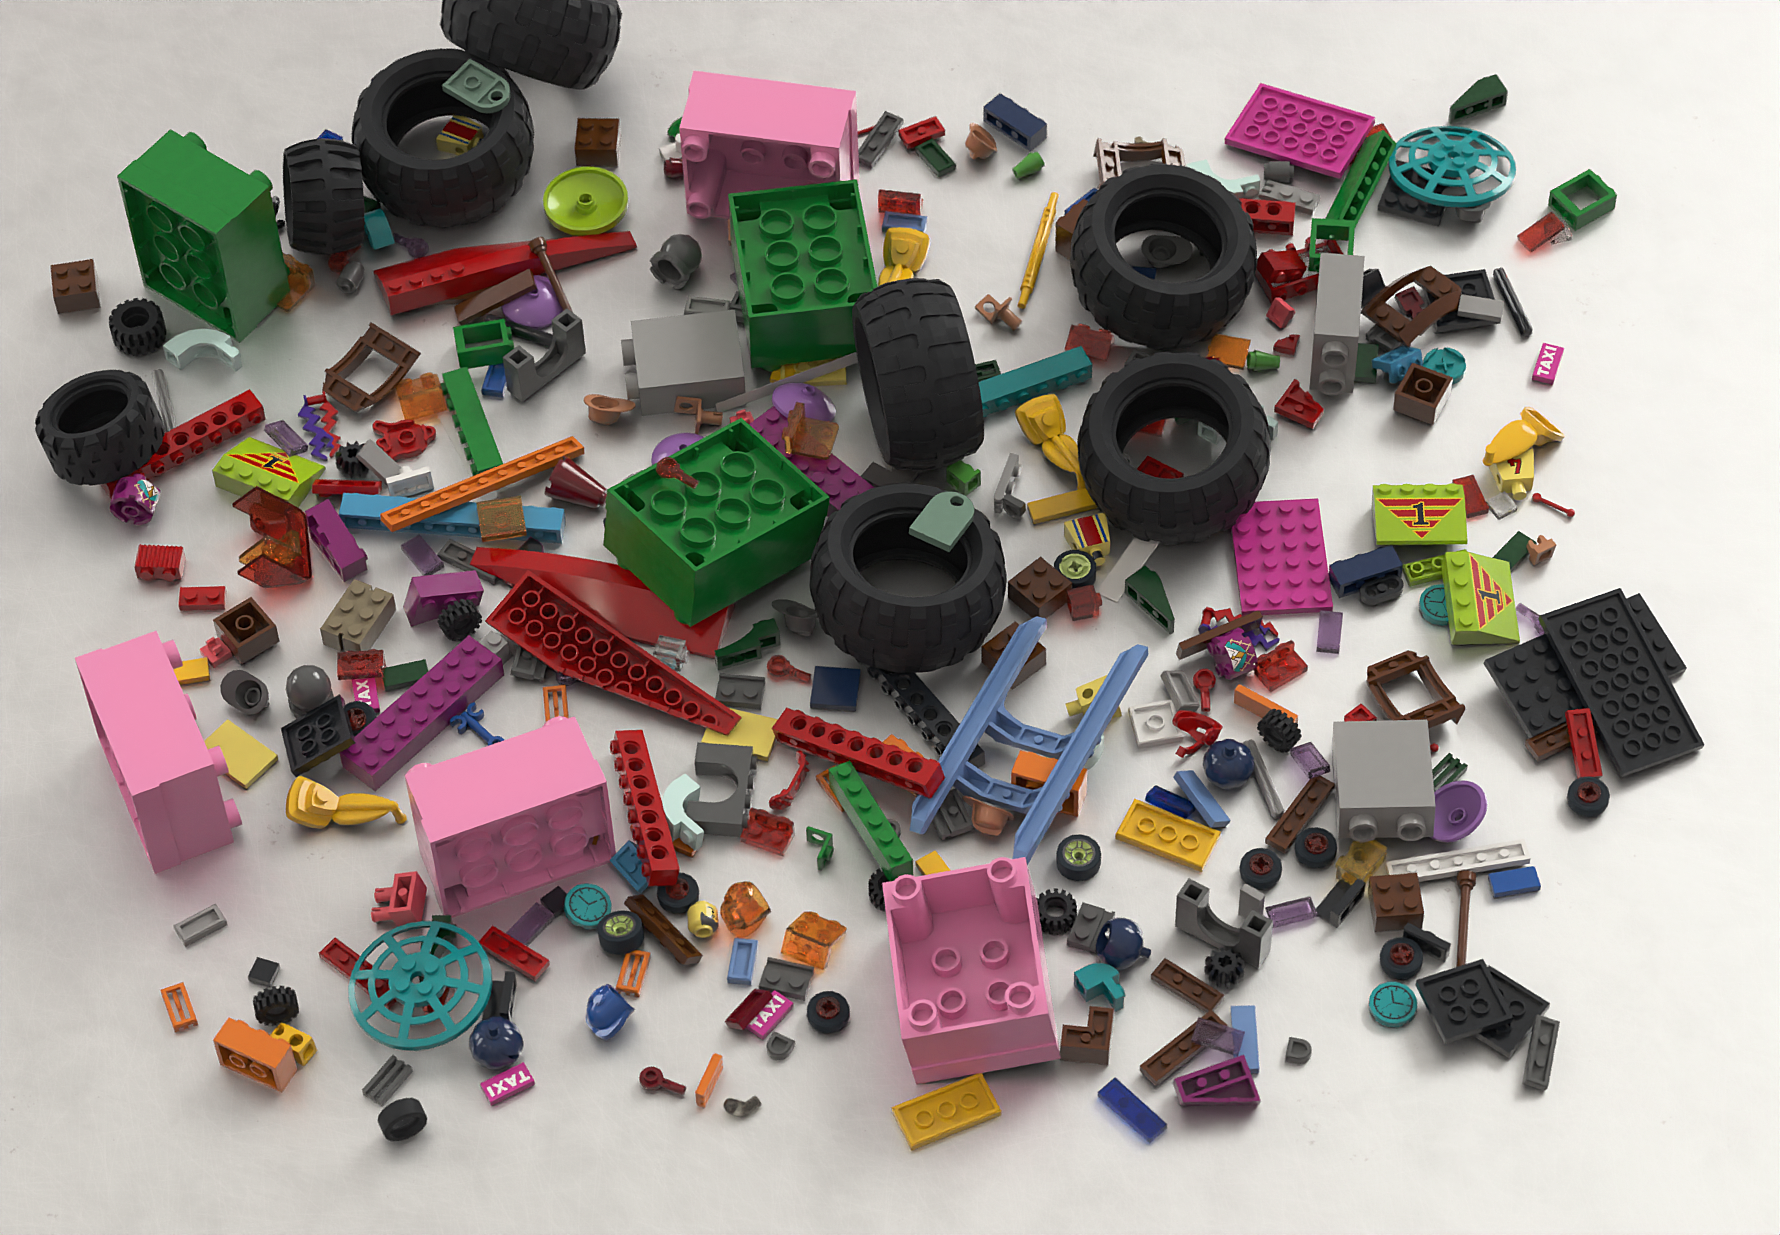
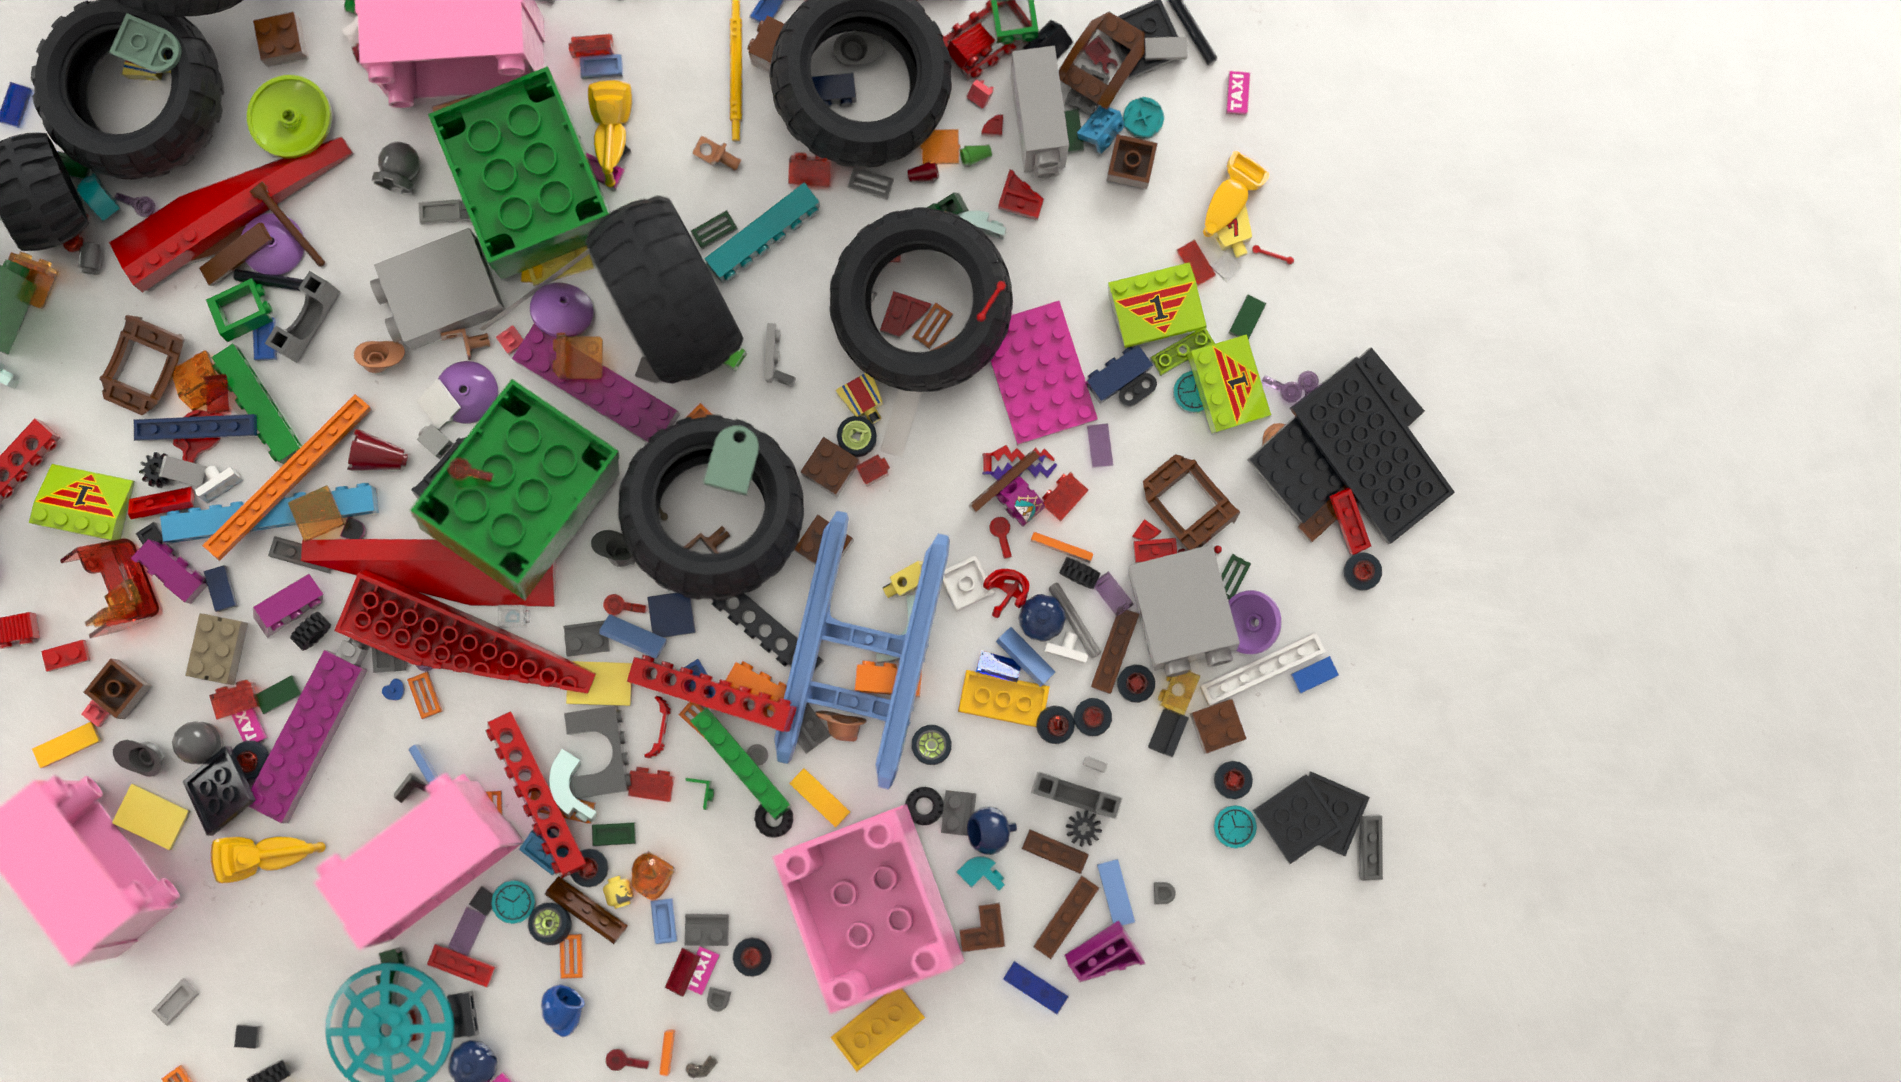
camera: 15 degrees left, 30 degrees up
(286, 438) = (86, 459): clear purple tile -> none
(321, 433) = (118, 444): piece -> none
(344, 960) = (317, 1008): red tile -> none
(379, 570) = (220, 588): none -> dark blue tile
(404, 429) = (195, 427): none -> dark blue tile
(405, 899) = (346, 949): coral brick -> none
(422, 556) = (254, 559): clear purple tile -> none
(436, 404) = (216, 393): none -> clear red tile
(470, 719) = (349, 728): blue bar -> none
(525, 697) = (394, 690): none -> blue piece
(651, 453) = (438, 404): none -> white piece
(714, 870) = (613, 834): none -> dark green tile
(748, 648) = (590, 577): dark green slope -> none
(790, 693) = (633, 636): none -> medium blue tile
(812, 939) = (720, 884): clear orange bracket -> none
(1045, 422) = (789, 278): yellow piece -> none
(1060, 506) = (822, 365): yellow tile -> none
(1148, 593) = (929, 445): dark green slope -> none
(1180, 690) = (980, 544): light grey tile -> none
(1215, 873) = (1048, 721): none -> black wheel
(1218, 1036) = (1094, 903): clear purple tile -> none
(1248, 801) = (1067, 649): none -> white tile
(1258, 426) = (1000, 286): none -> red hinge
(1291, 912) = (1128, 754): clear purple tile -> none
(1428, 942) = (1252, 758): black plate -> none
(1466, 881) = (1274, 688): reddish brown piece -> none
(1542, 551) = (1273, 314): nougat tile -> none

